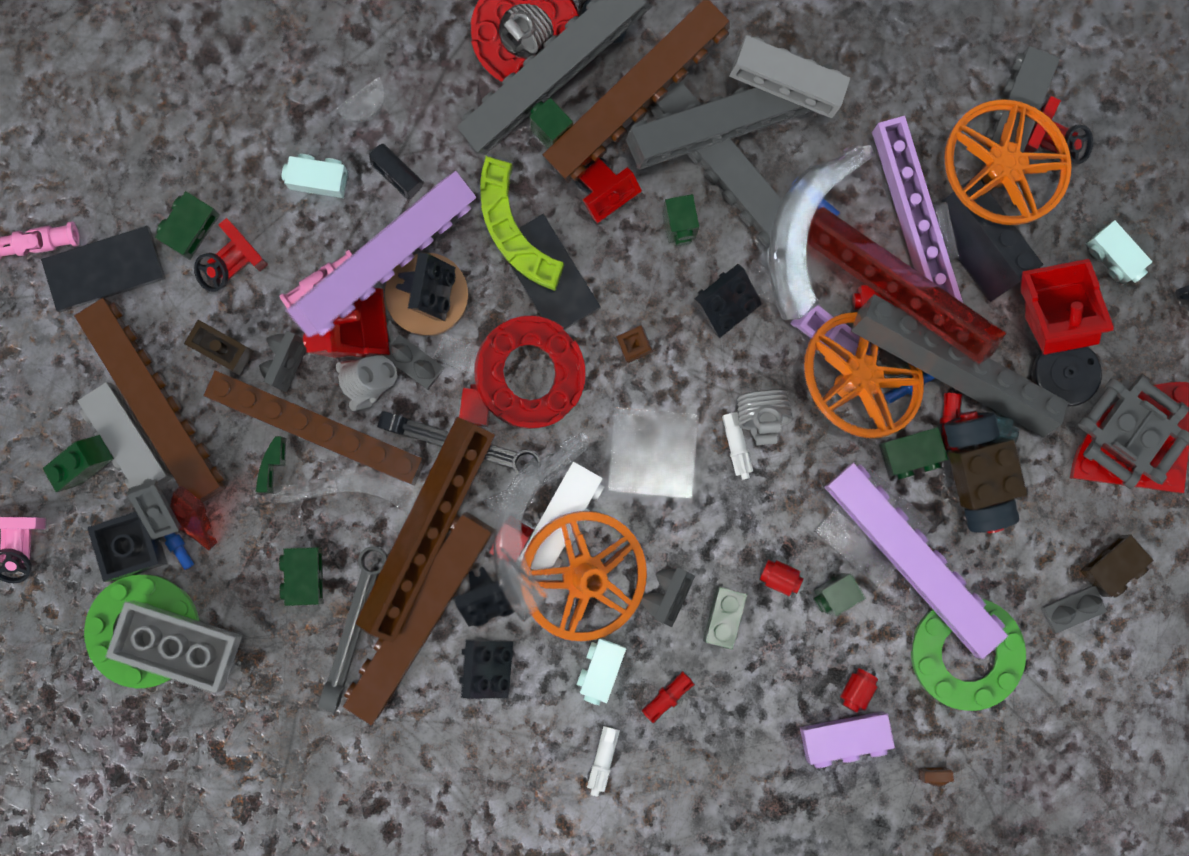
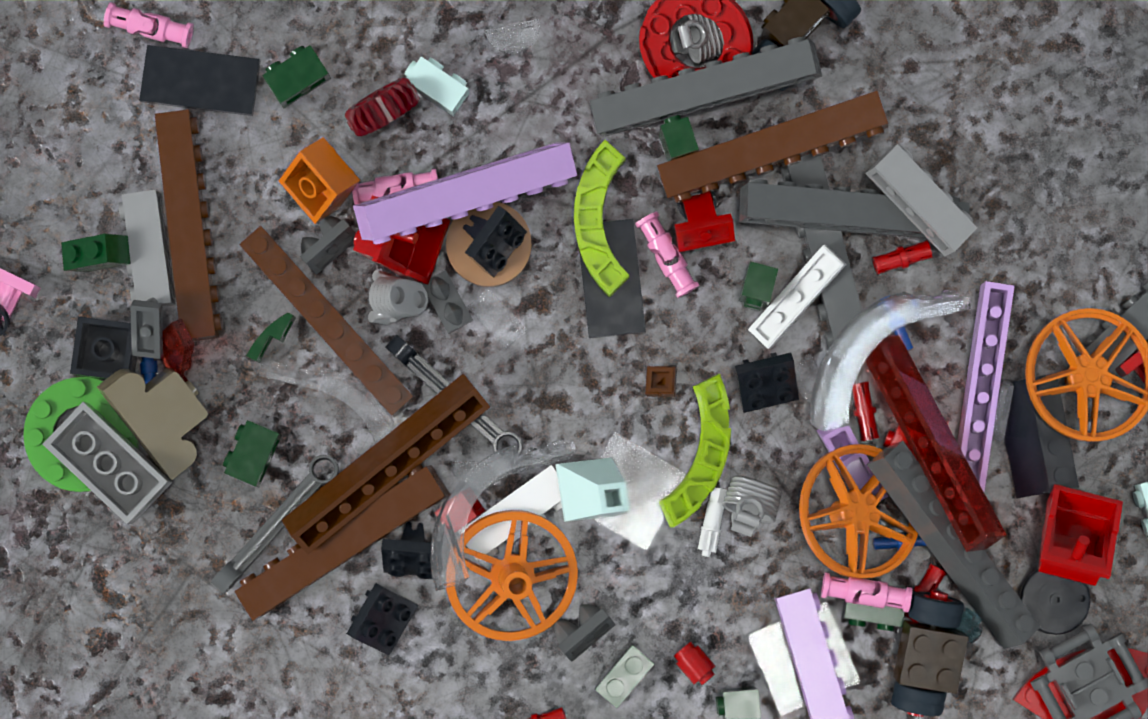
camera: 30 degrees right, 0 degrees up
(200, 581) = (157, 415): none -> dark tan brick
(218, 347) = (273, 205): dark brown brick -> none
(228, 260) = (325, 124): red piece -> none
(248, 306) = (319, 180): none -> orange brick
(275, 215) = (382, 107): none -> dark red gear
(395, 171) = (513, 115): black brick -> none
(473, 408) = (486, 370): red brick -> none
(567, 362) = (589, 371): red plate -> none
(584, 229) = (661, 245): none -> bright pink piece
(602, 671) = (487, 671): light aqua brick -> none
(619, 466) = (591, 489): none -> light aqua slope
(708, 386) = (710, 456): none -> lime tile
(719, 213) = (797, 296): none -> white tile
(793, 139) = (902, 257): none -> red pin
(825, 288) = (865, 411): none -> red pin
(904, 443) = (883, 594): none -> bright pink piece

